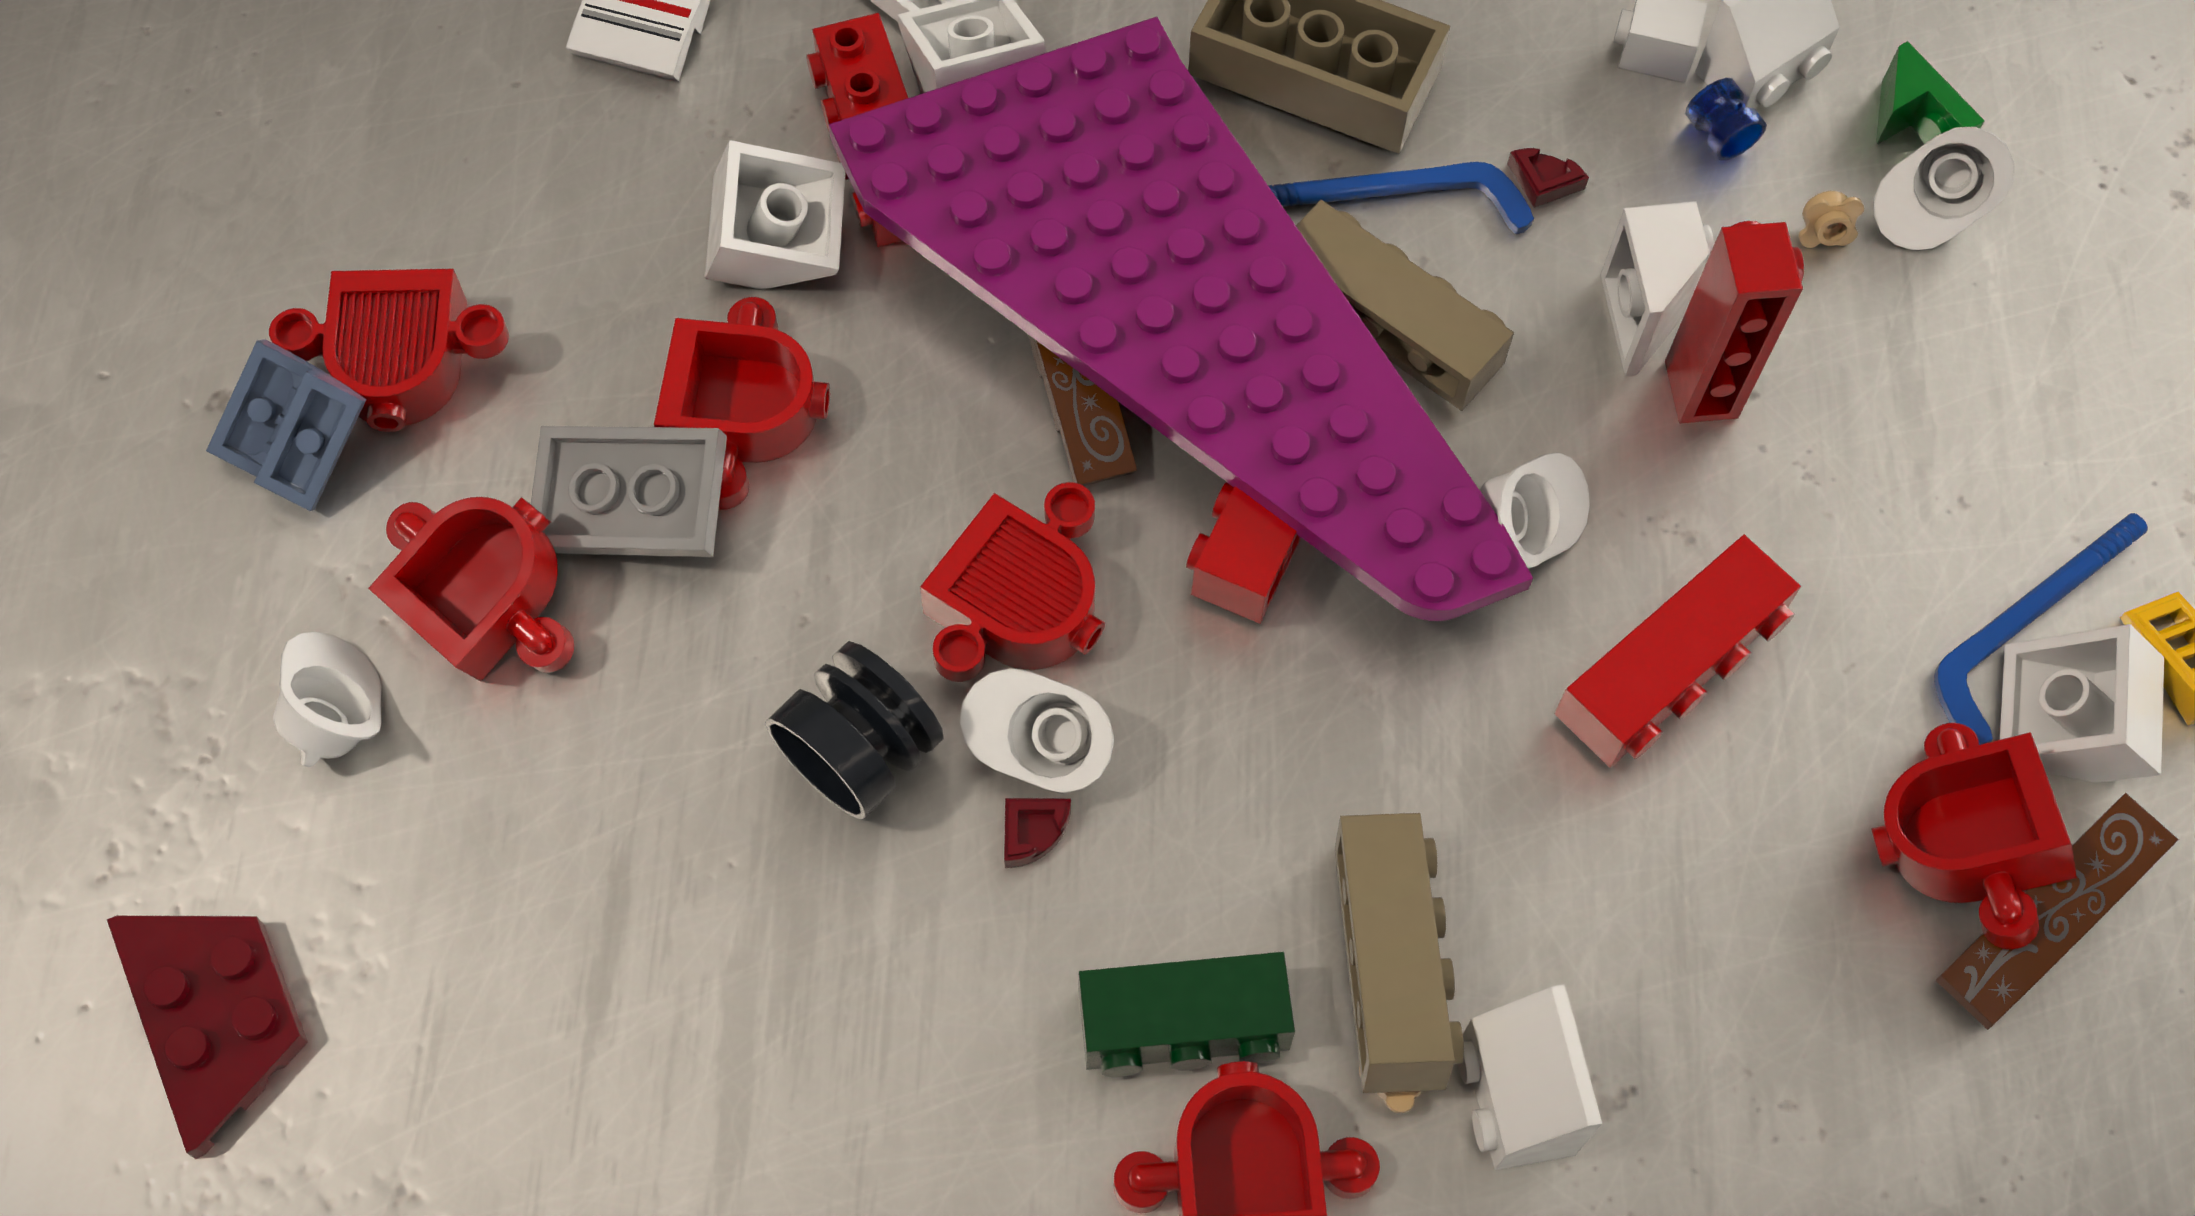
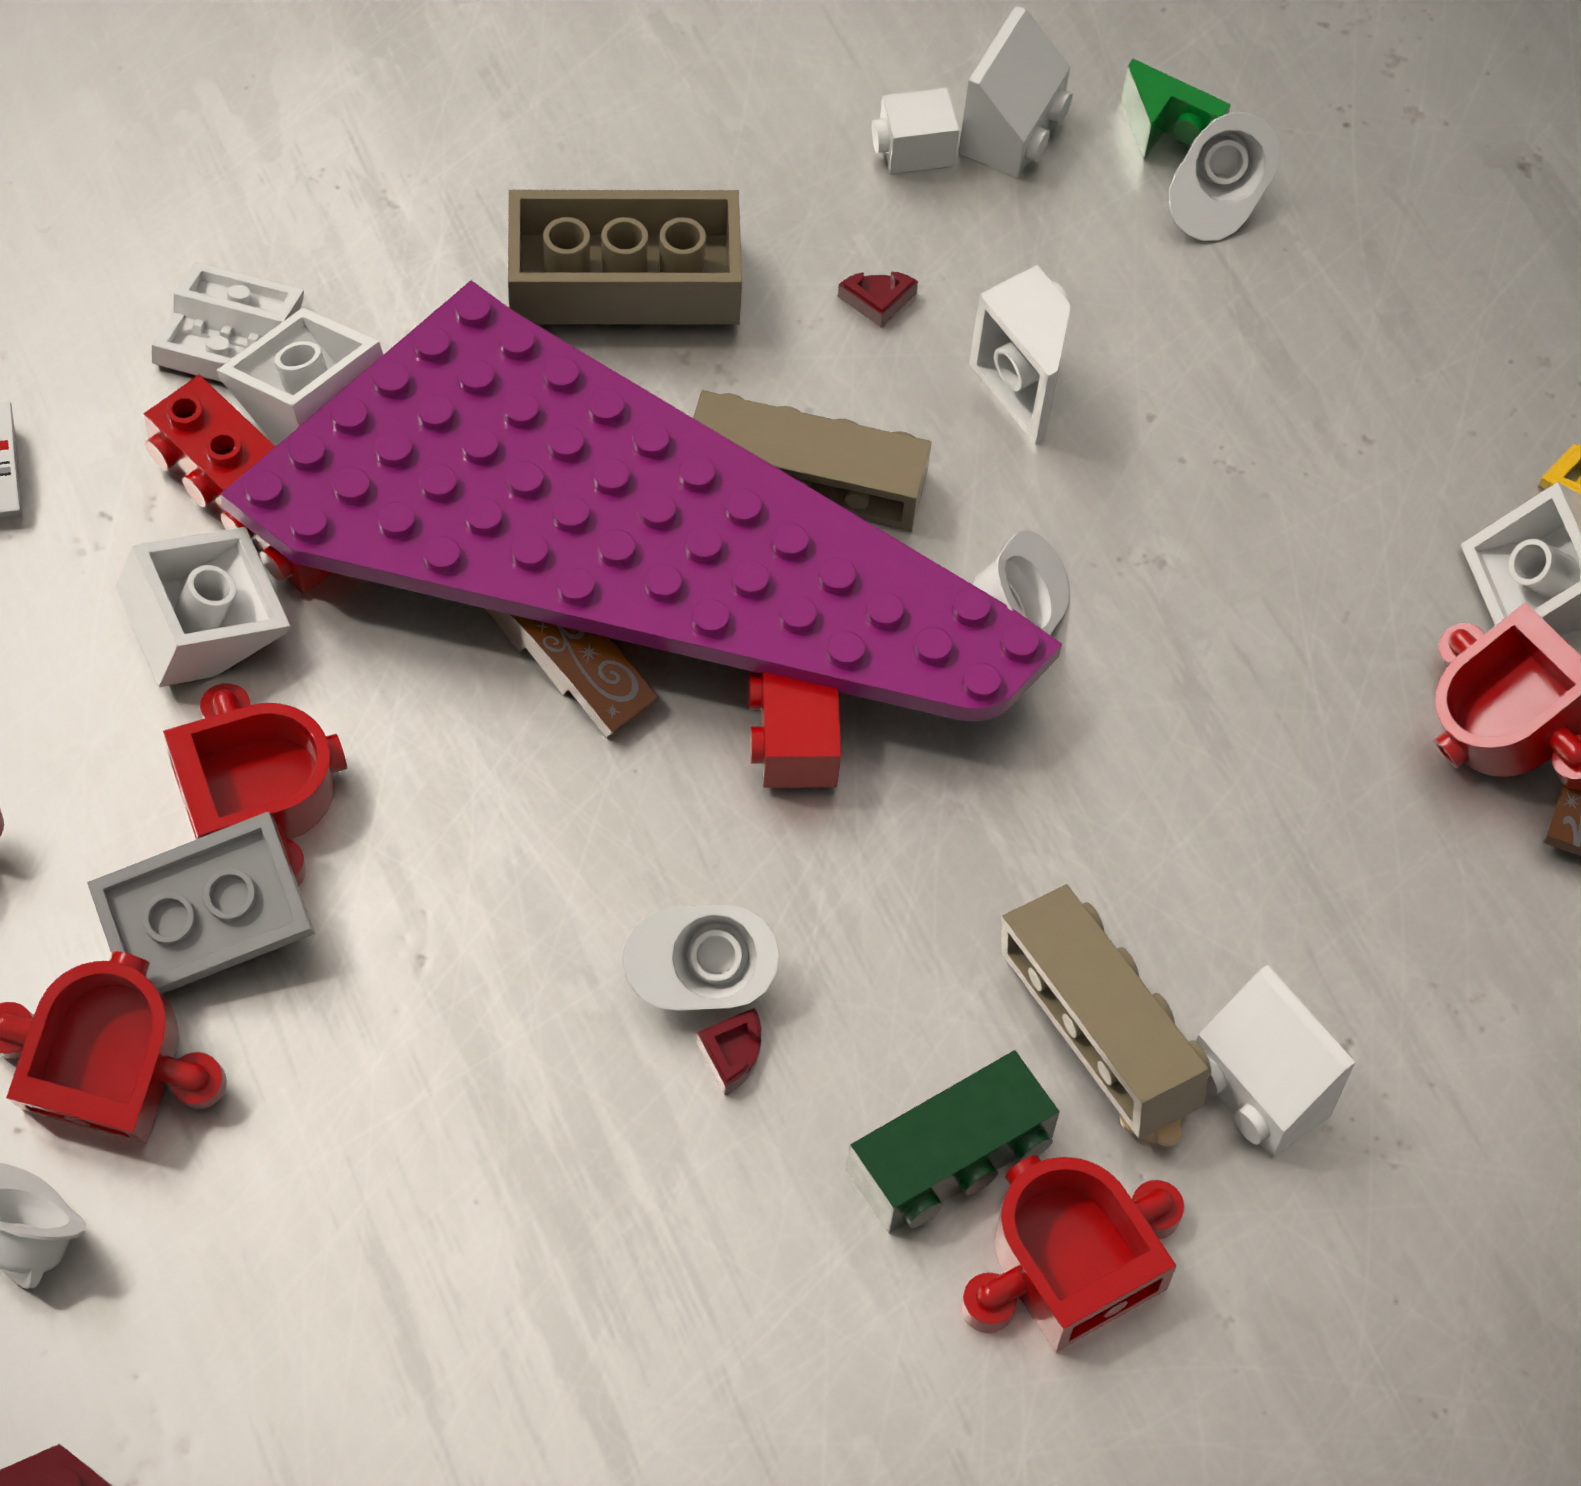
camera: 30 degrees left, 5 degrees down
(865, 719) = (539, 1026): black wheel -> none
(1015, 588) = (610, 843): red piece -> none
(1457, 176) = (805, 322): blue piece -> none
(1678, 651) = (1205, 660): red brick -> none
(1725, 118) = (1009, 184): clear blue wheel -> none
(1733, 320) = (1121, 357): red brick -> none
(1830, 219) = (1142, 239): tan plate -> none
(1952, 672) = (1430, 581): blue piece -> none

